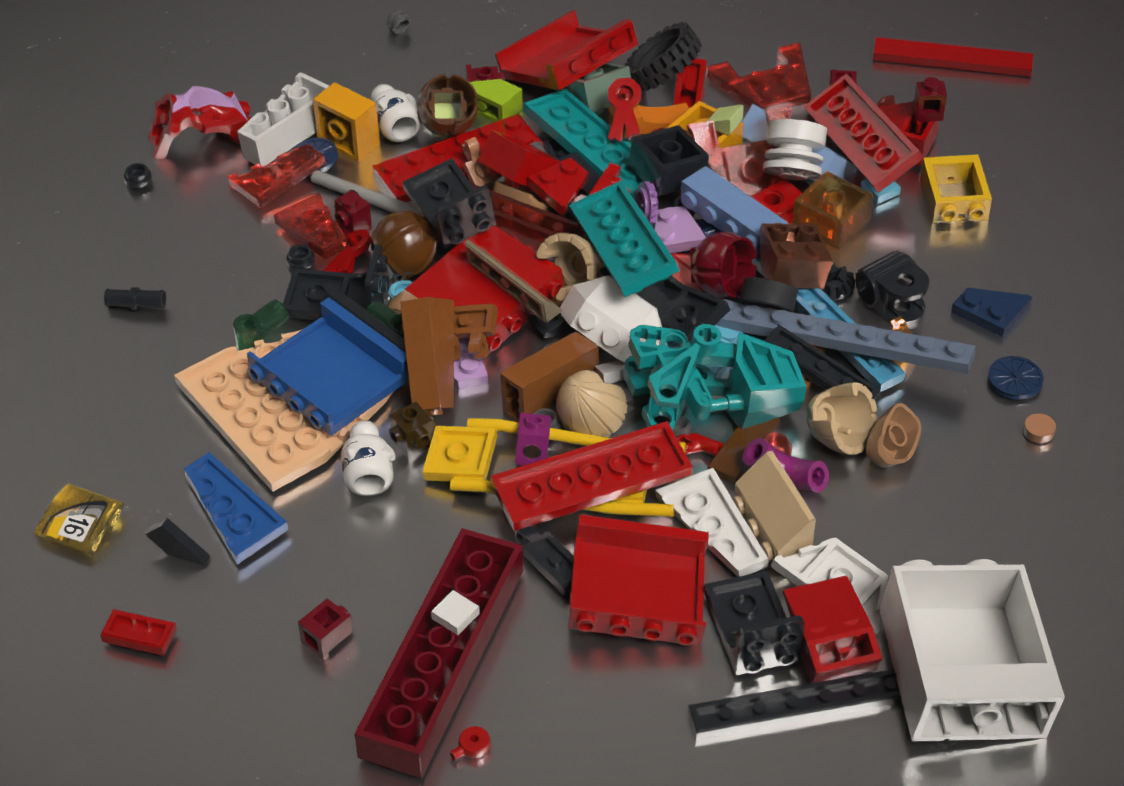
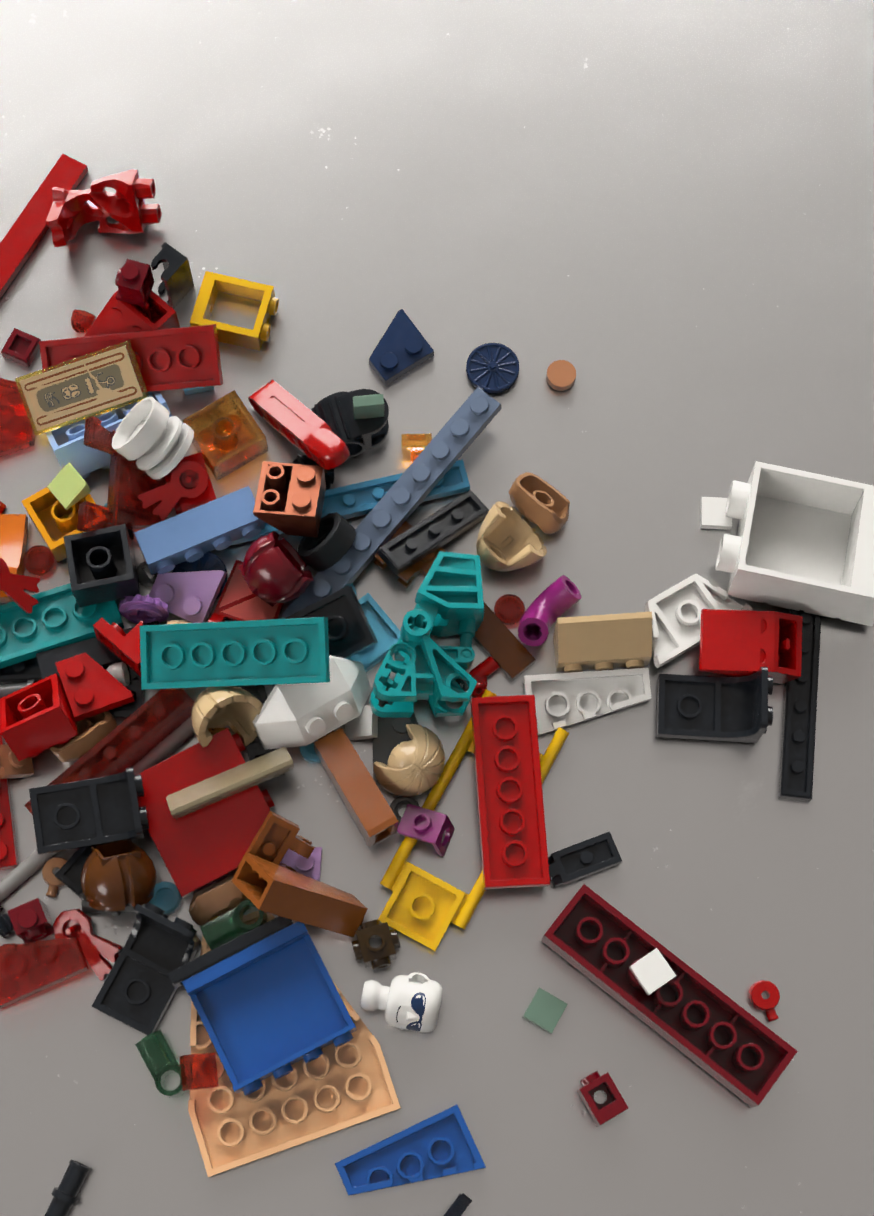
camera: 75 degrees left, 25 degrees up
(259, 338) = (198, 1071): none -> clear red tile
(300, 257) = (60, 991): black plate -> none
(397, 571) = (545, 1010): none -> sand green tile
(638, 580) = (640, 794): red panel -> none
(769, 189) = (187, 480): none -> red piece
(826, 105) = (82, 388): none -> tile
(867, 242) = (299, 425): none -> piece
(906, 272) = (368, 406): none -> sand green tile
(959, 131) = (176, 275): none -> black hinge
(1003, 91) = (76, 207): none -> red hips

